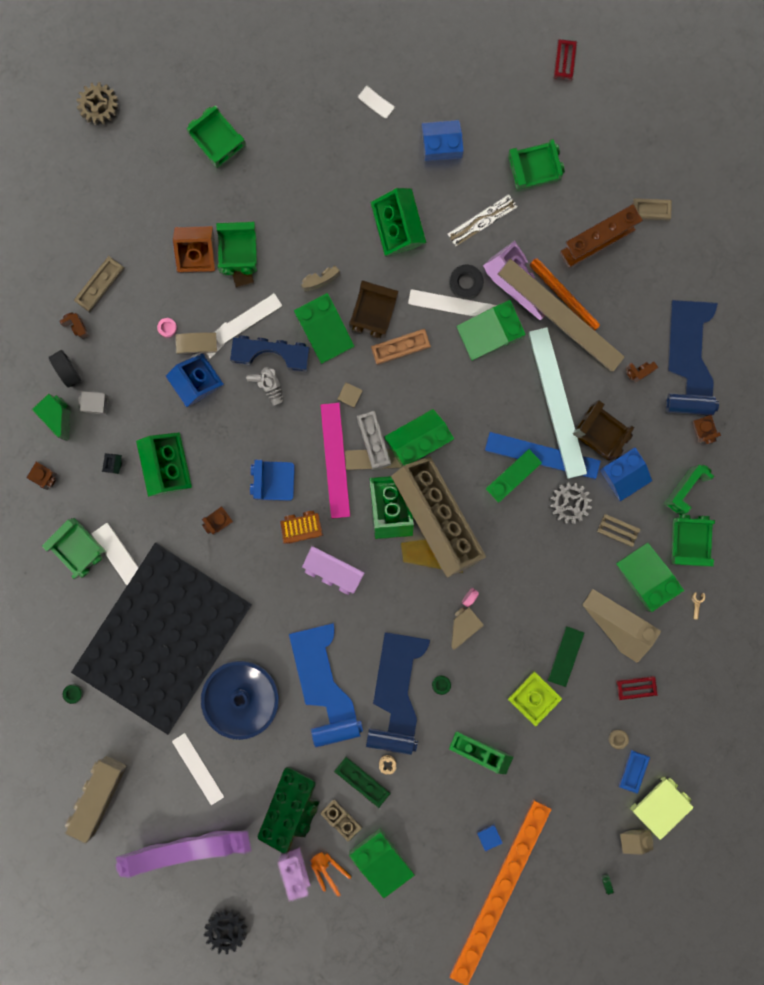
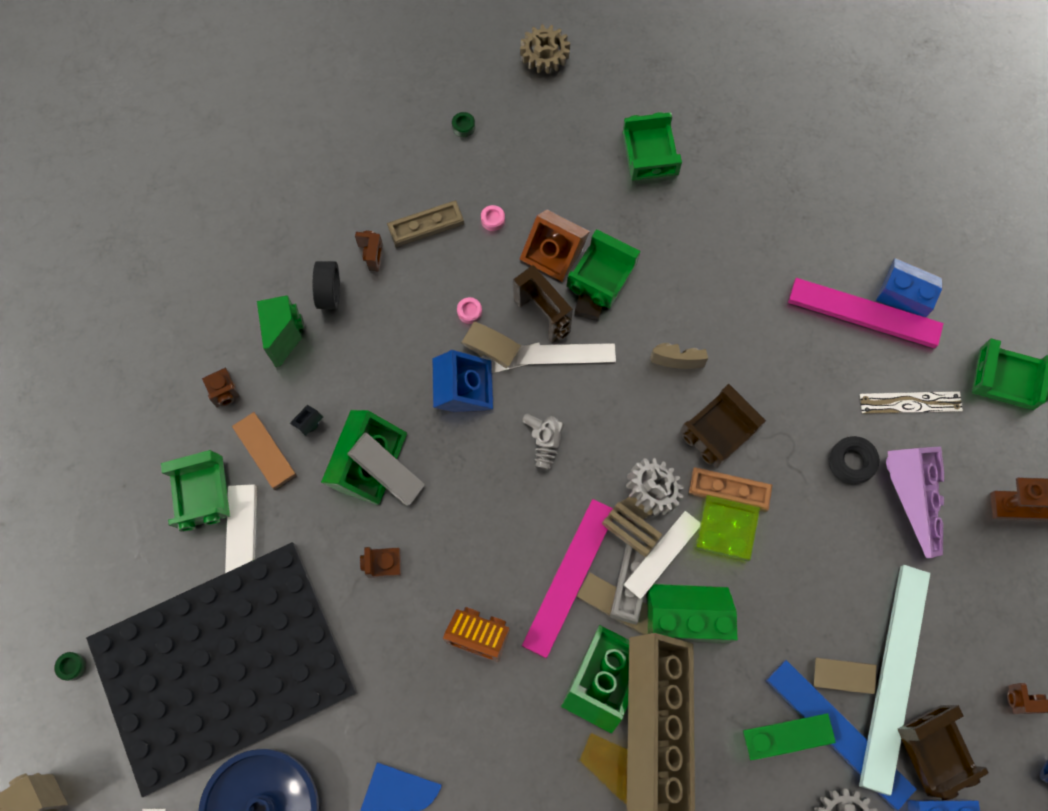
camera: 35 degrees right, 15 degrees down
(77, 195) = (463, 124): none -> dark green tile
(93, 403) = (333, 341): light grey brick -> none
(97, 498) = (264, 451): none -> medium nougat tile
(141, 253) = (492, 218): none -> bright pink tile
(183, 464) = (386, 469): none -> light grey tile
(198, 288) = (535, 286): none -> dark brown panel
(246, 350) = (544, 385): dark blue arch -> none
(272, 480) = (478, 554): blue bracket -> none
(324, 328) = (650, 413): green slope -> none
(332, 570) = (482, 714): lavender slope -> none
(354, 374) = (654, 487): none -> light grey gear
(357, 409) = (631, 528): none -> dark tan tile
(376, 102) = (852, 209): white sticker -> none
(382, 413) = (662, 555): none -> white sticker
(398, 221) = (809, 345): green slope -> none
(412, 372) = (727, 528): none -> clear neon green plate
(422, 175) = (866, 313): none -> dark pink tile
(447, 303) = (825, 481): white sticker -> none
(491, 330) = (857, 535): green slope -> none
(528, 420) = (845, 675): none -> dark tan slope
(560, 315) = (960, 570): dark tan tile -> none
(563, 293) = (973, 548): orange axle -> none

